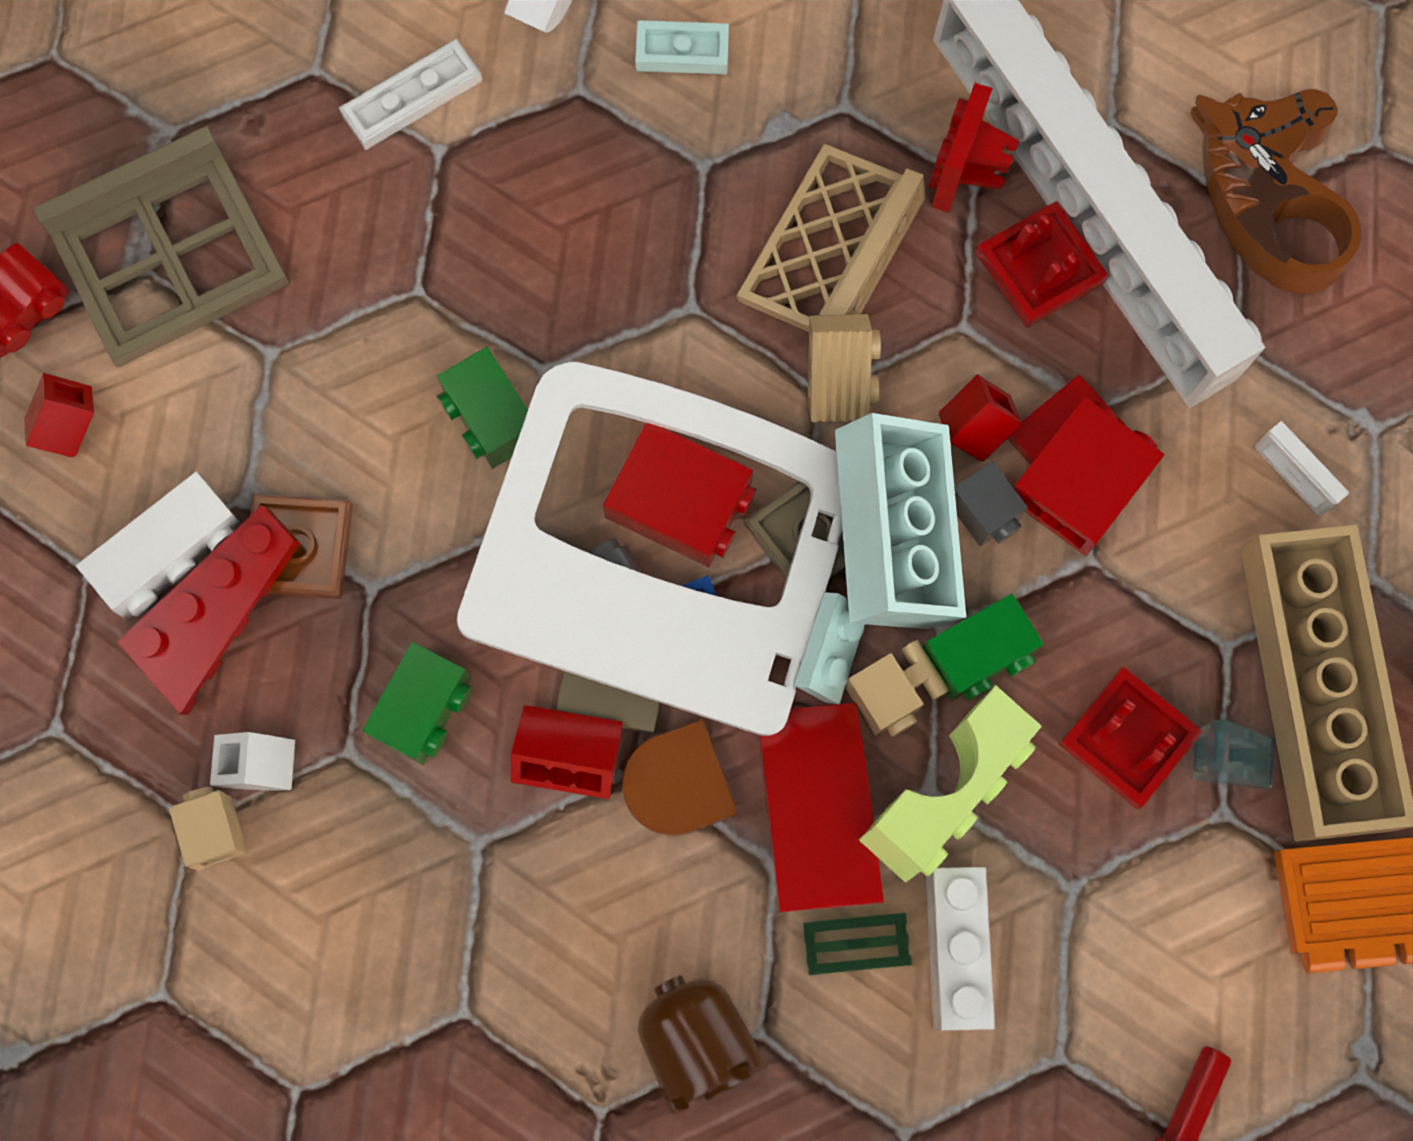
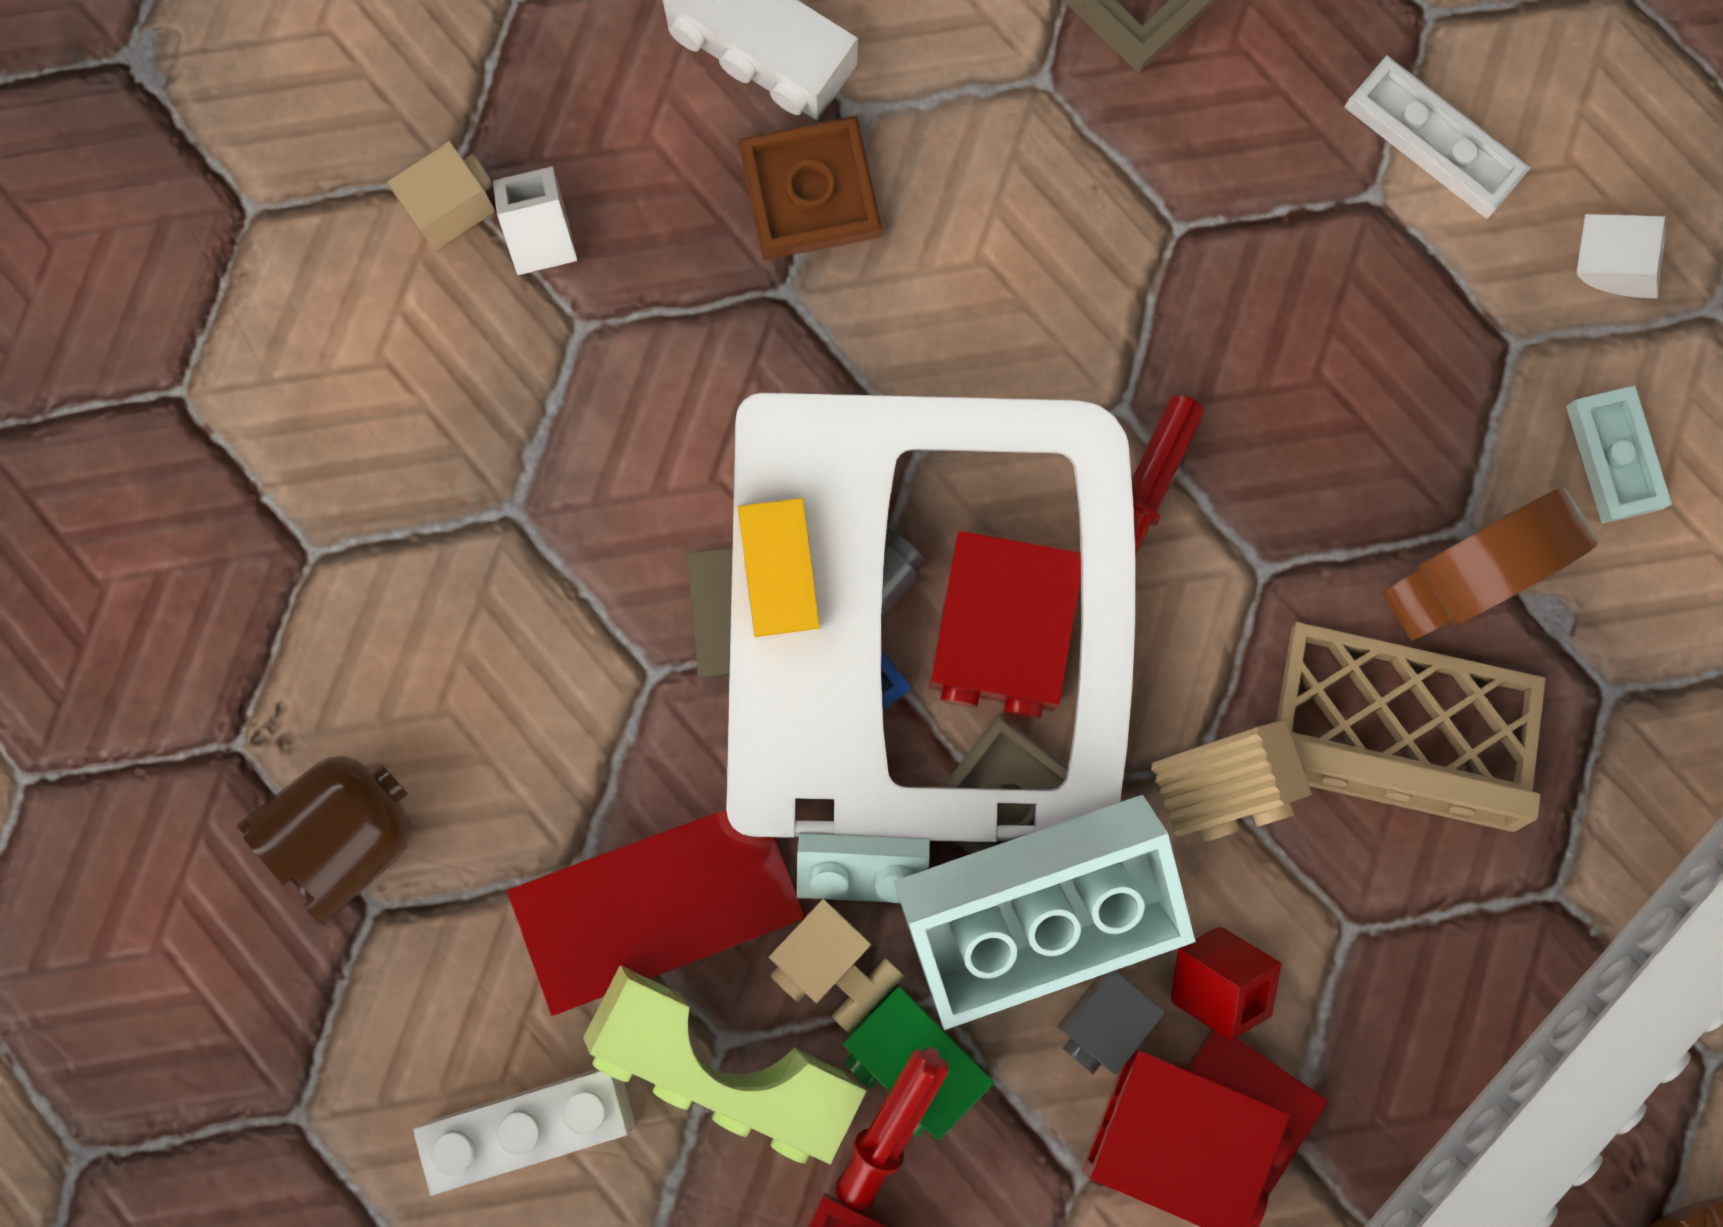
camera: 75 degrees right, 5 degrees up
(197, 620) = (693, 106): red wing -> none
(419, 704) = (652, 387): green piece -> none
(486, 405) = (1051, 350): green piece -> none
(566, 752) = (645, 578): red brick -> none
(584, 345) = (1162, 461): none -> red axle
(595, 637) = (778, 567): none -> yellow tile
(677, 783) = (644, 724): dark orange tile -> none
(746, 142) = (1492, 565): none -> dark orange animal
(900, 940) = (482, 1008): clear green tile -> none
(970, 151) = (1595, 873): red plate -> none
(1037, 687) = (880, 1148): none -> red axle
(1041, 264) = (1469, 1013): red plate -> none

